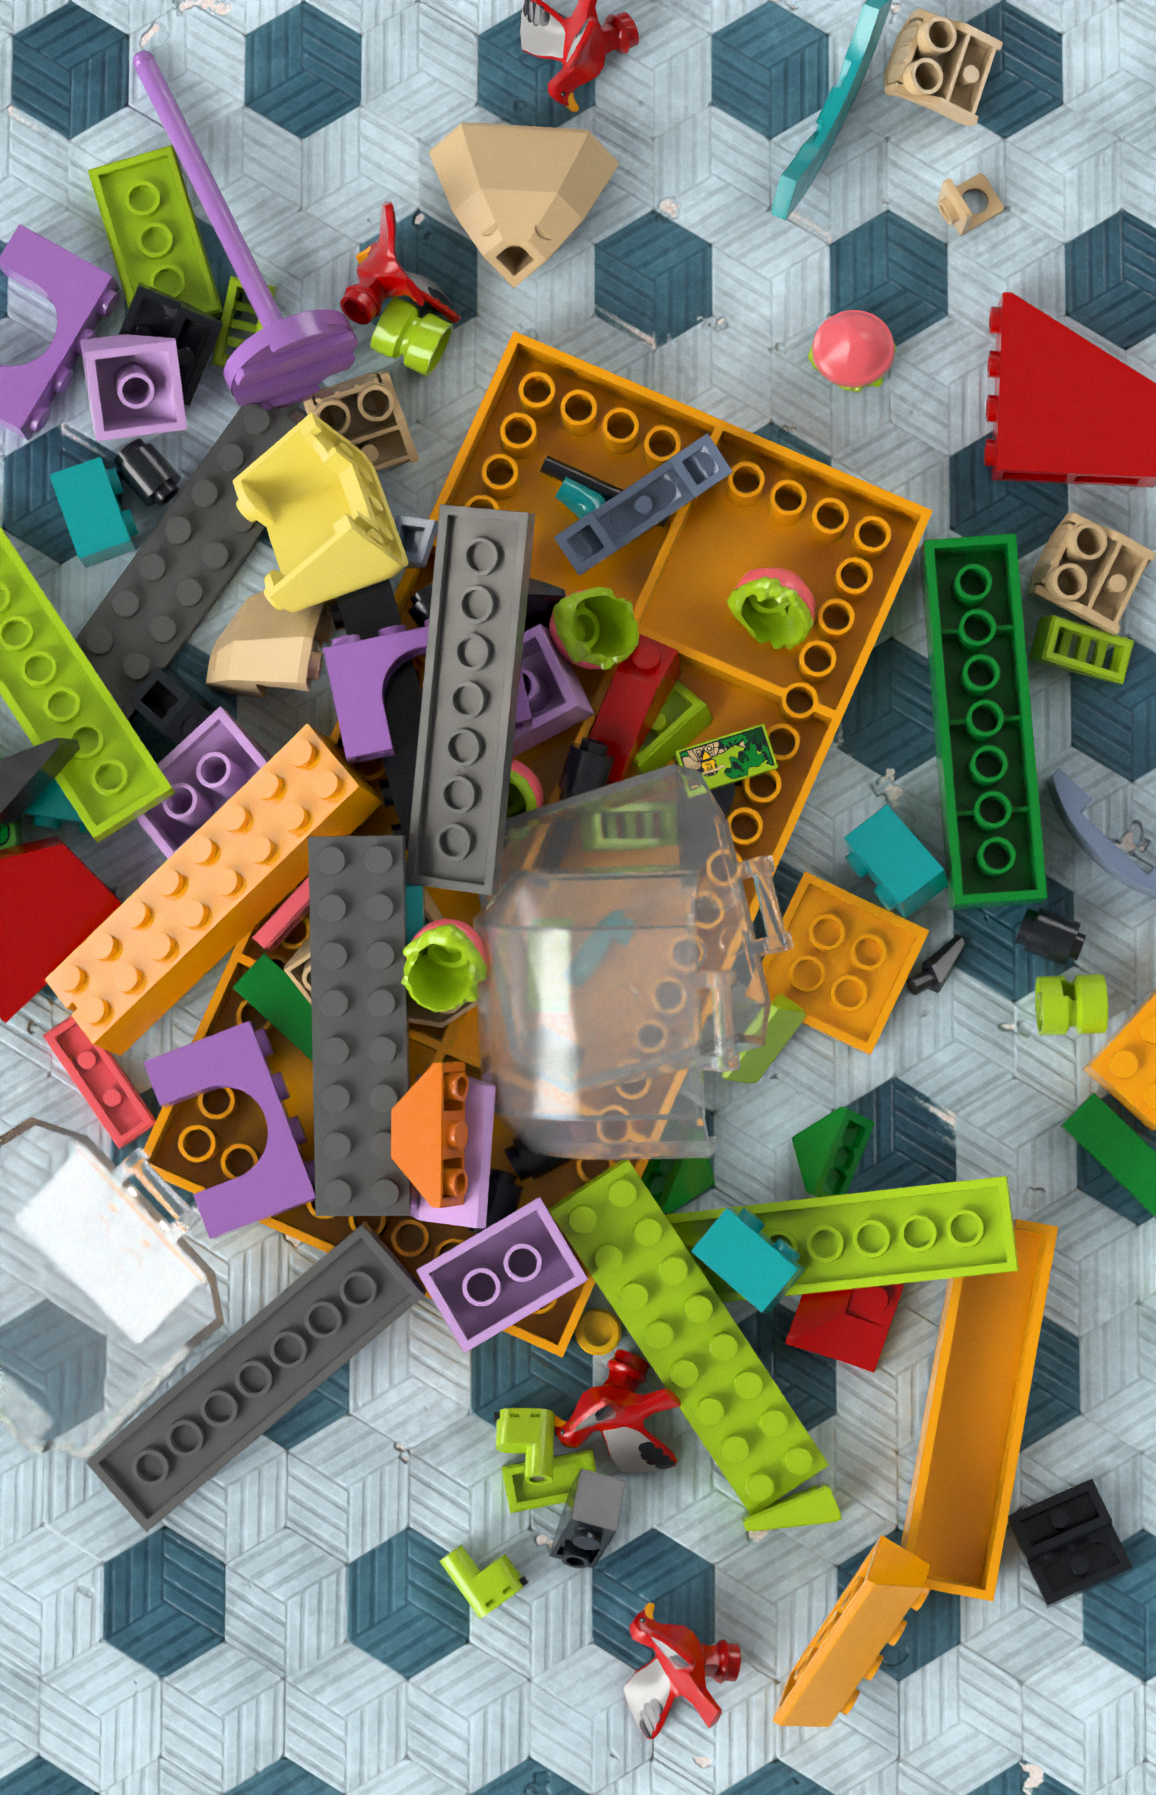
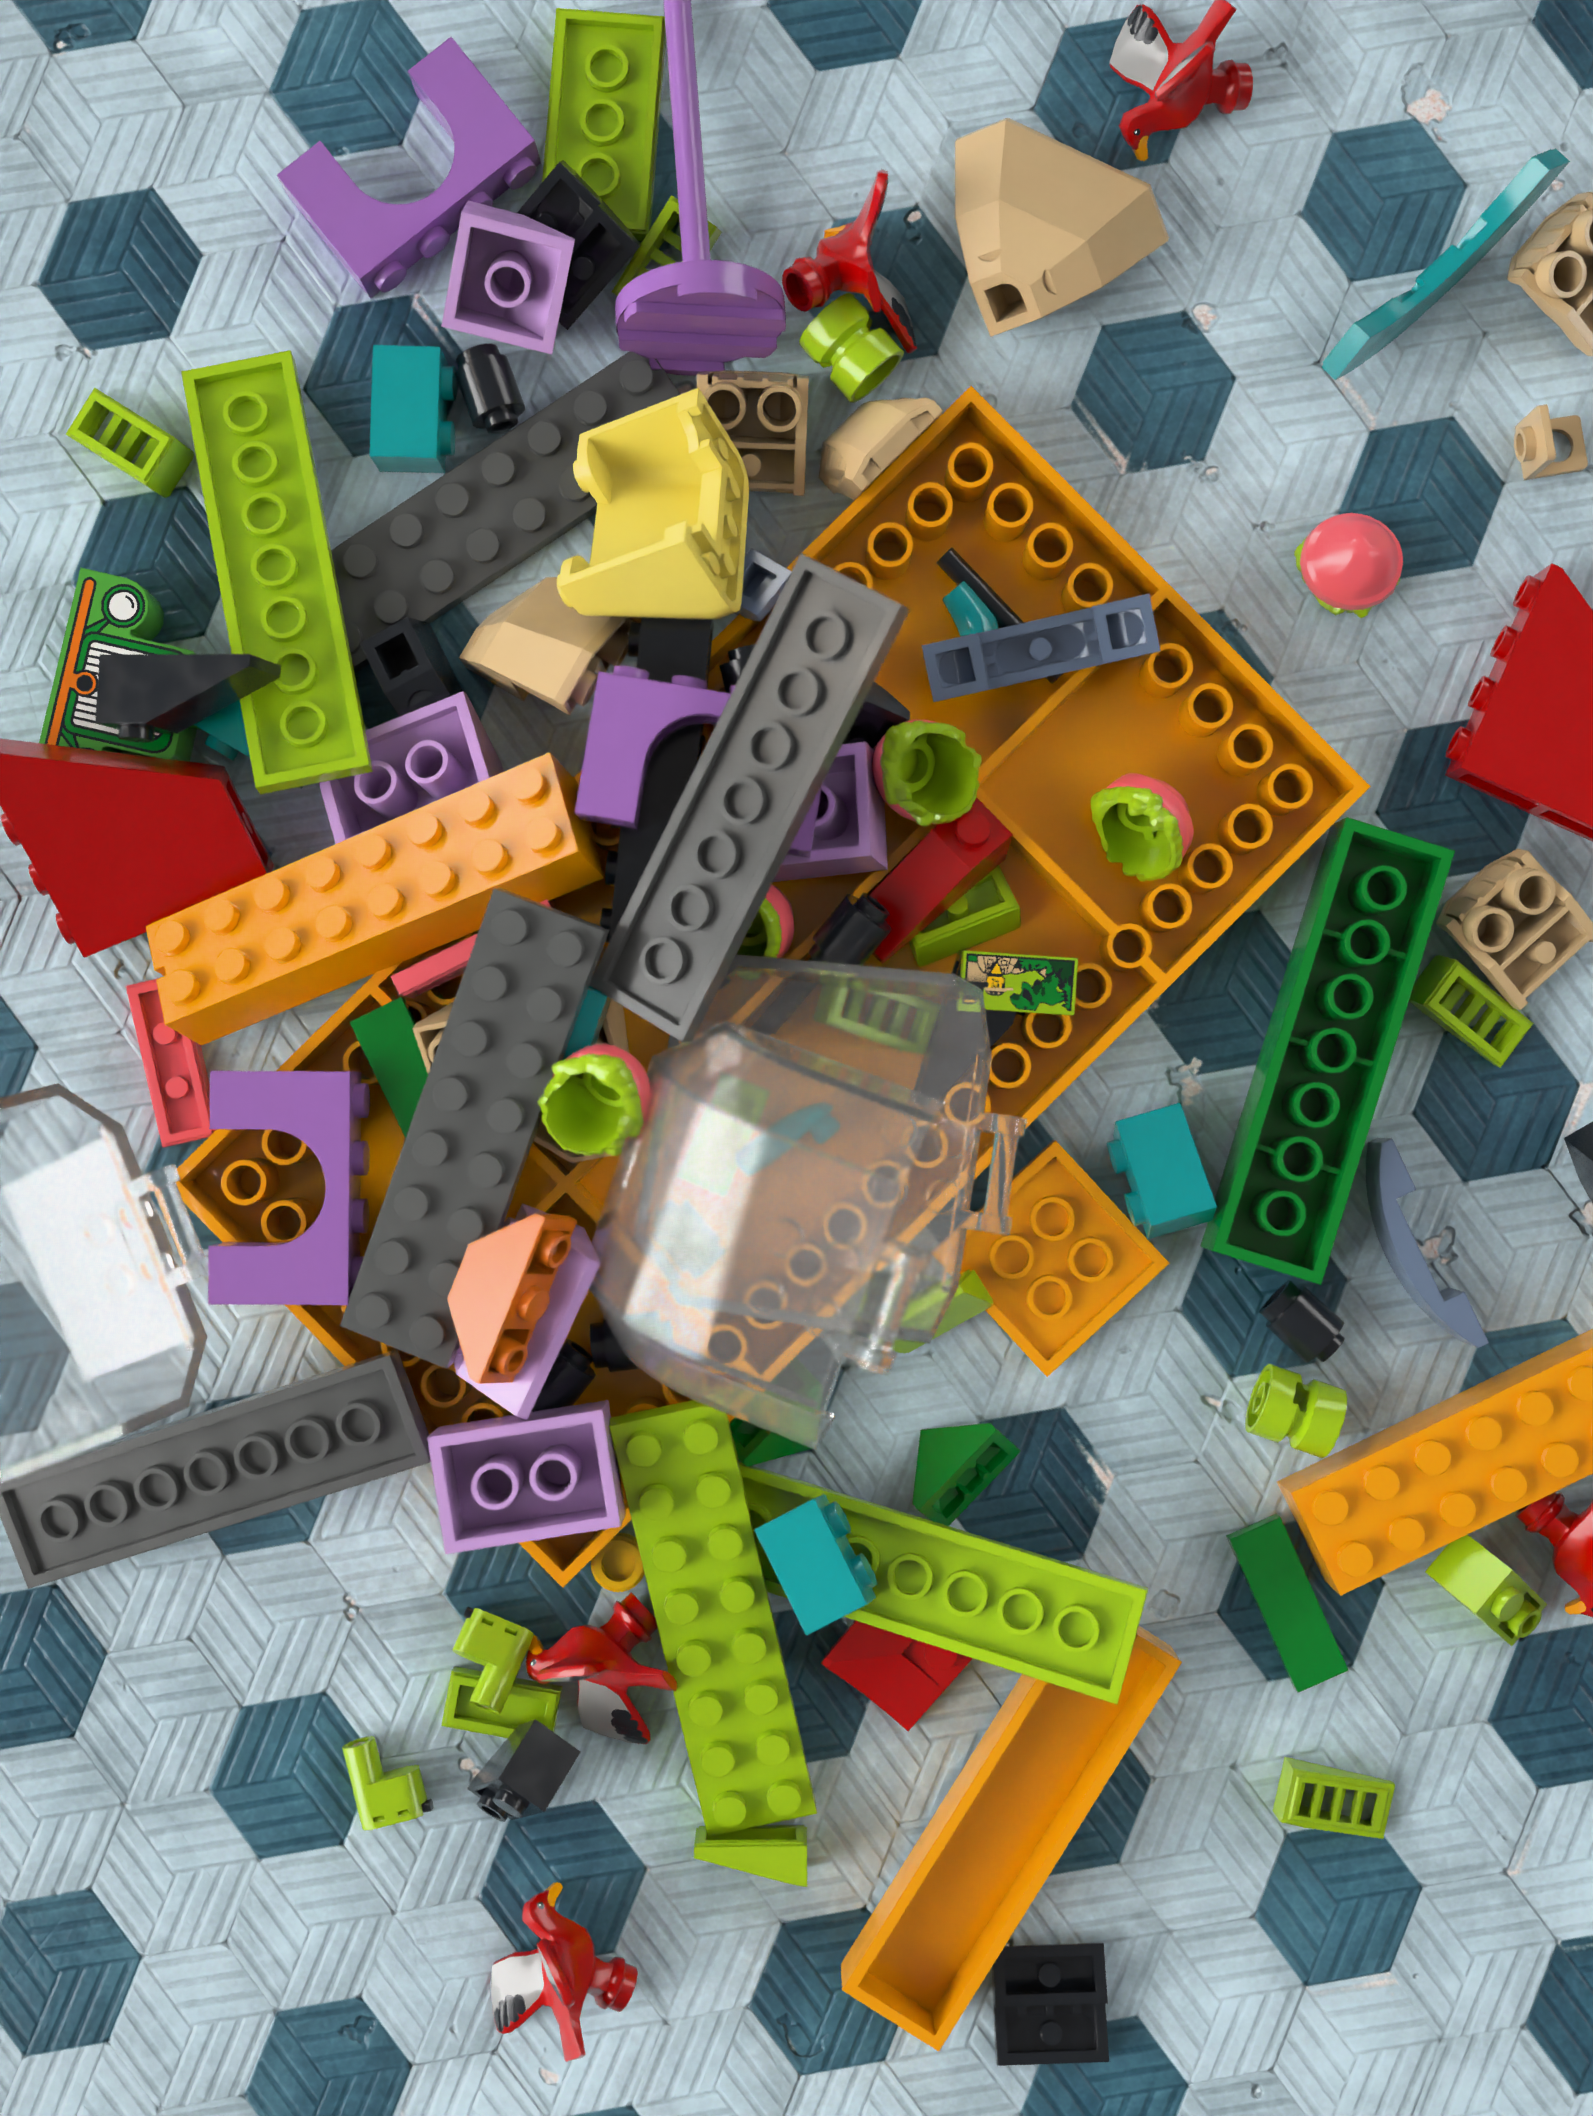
camera: 20 degrees right, 5 degrees up
(455, 400) = (872, 442): none -> tan slope
(853, 1636) = (765, 2027): light orange slope -> none
(937, 968) = (1160, 1306): black bar -> none

